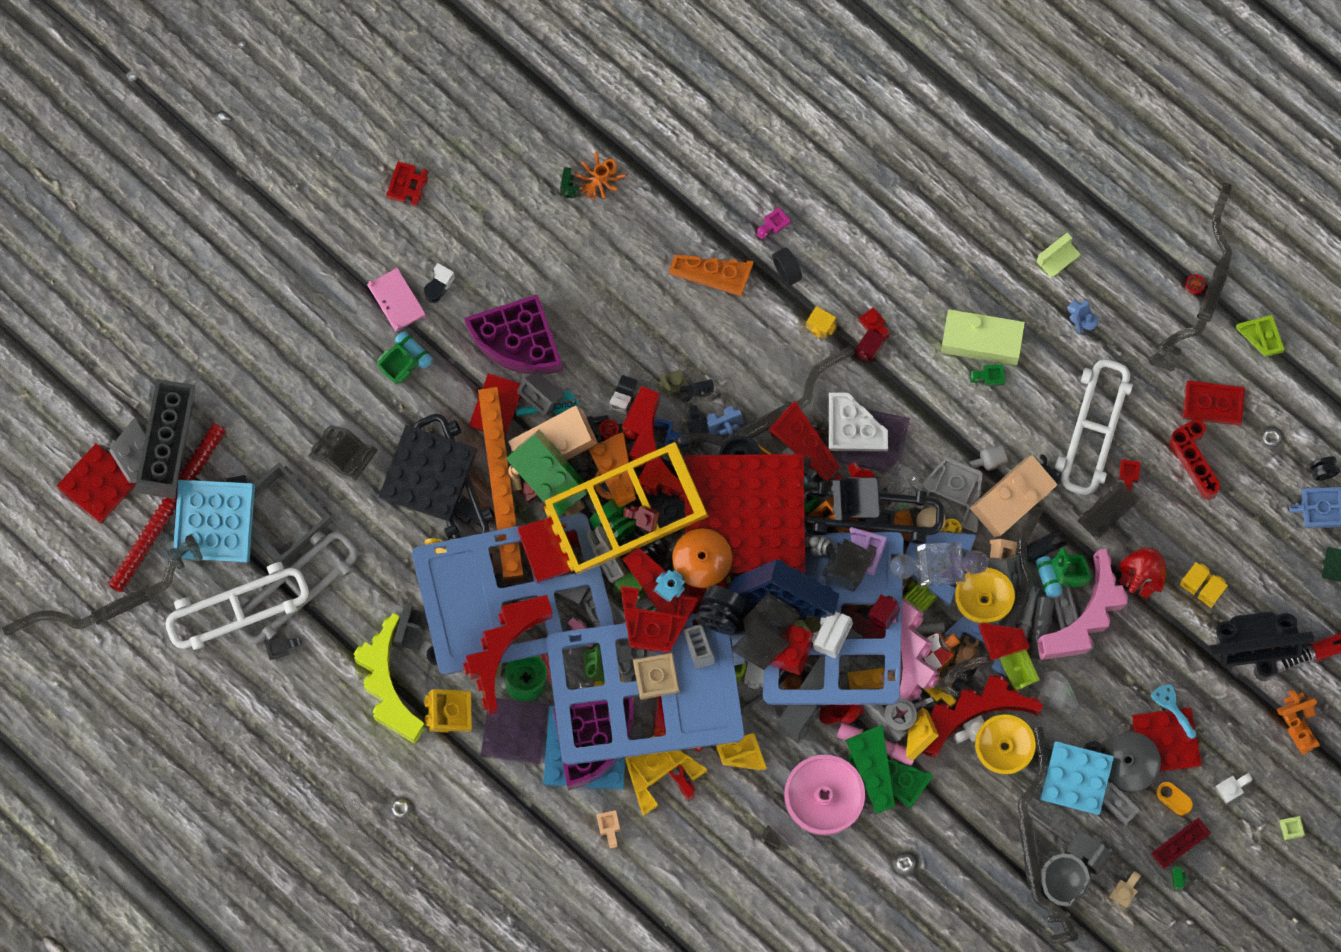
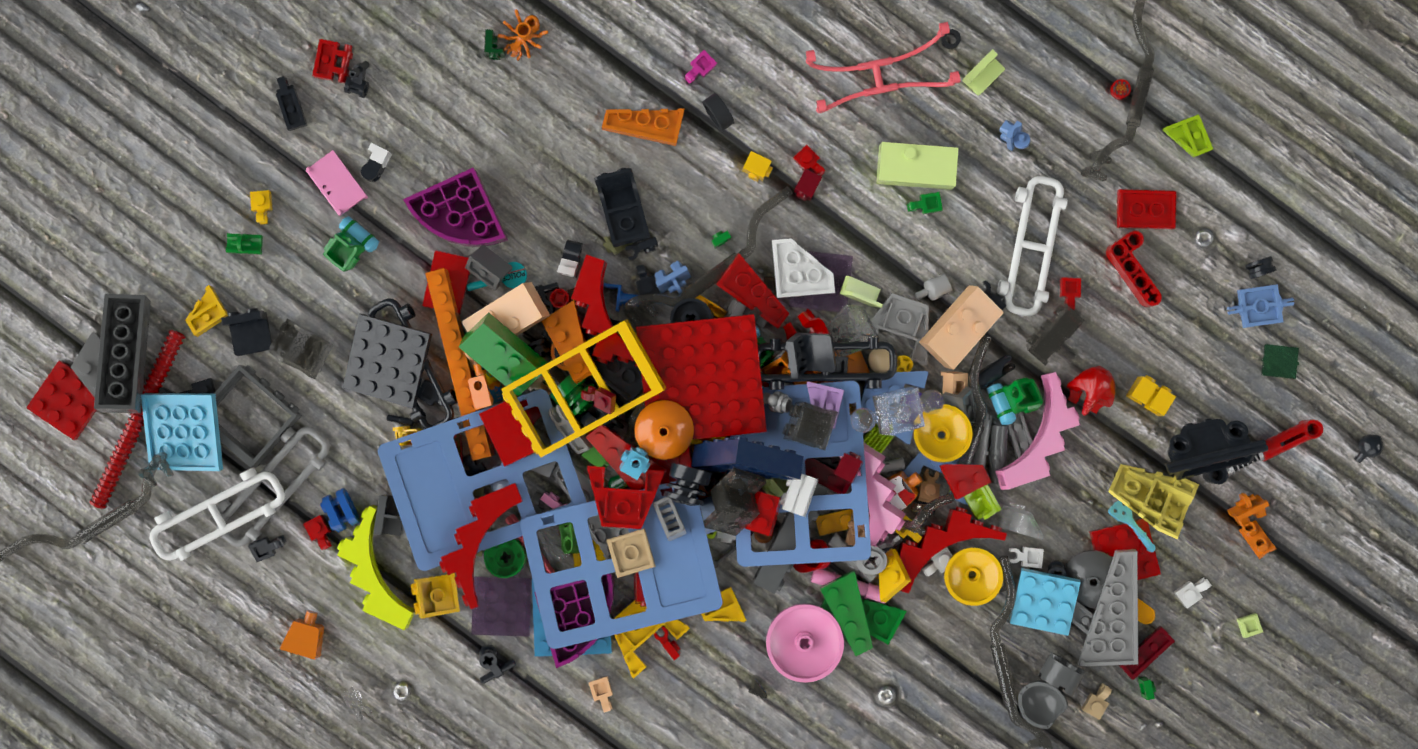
camera: 10 degrees left, 15 degrees up
(250, 411) = (206, 313): none -> yellow wing
(291, 432) = (248, 331): none -> black bracket
(298, 347) = (244, 244): none -> green hips
(309, 739) = (304, 637): none -> orange torso
(318, 312) = (261, 203): none -> yellow plate
(335, 636) = (317, 529): none -> red plate
(356, 627) = (330, 506): none -> blue brick
(360, 221) = (290, 105): none -> black hinge
(429, 206) = (356, 81): none -> black piece
(429, 534) = (399, 419): none -> black pin
(503, 794) = (488, 660): none -> black piece
(525, 505) = (484, 388): none -> orange torso
(681, 346) = (622, 207): none -> black bracket
(777, 389) = (720, 238): none -> green plate
(914, 453) = (860, 291): none -> yellowish green panel
(949, 239) = (875, 65): none -> coral bar
(1028, 227) = (951, 46): none -> black piece
(1066, 733) = (1029, 557): none -> white plate
(1146, 810) = (1114, 626): none -> light grey wing
(1203, 688) = (1154, 497): none -> light yellow wedge

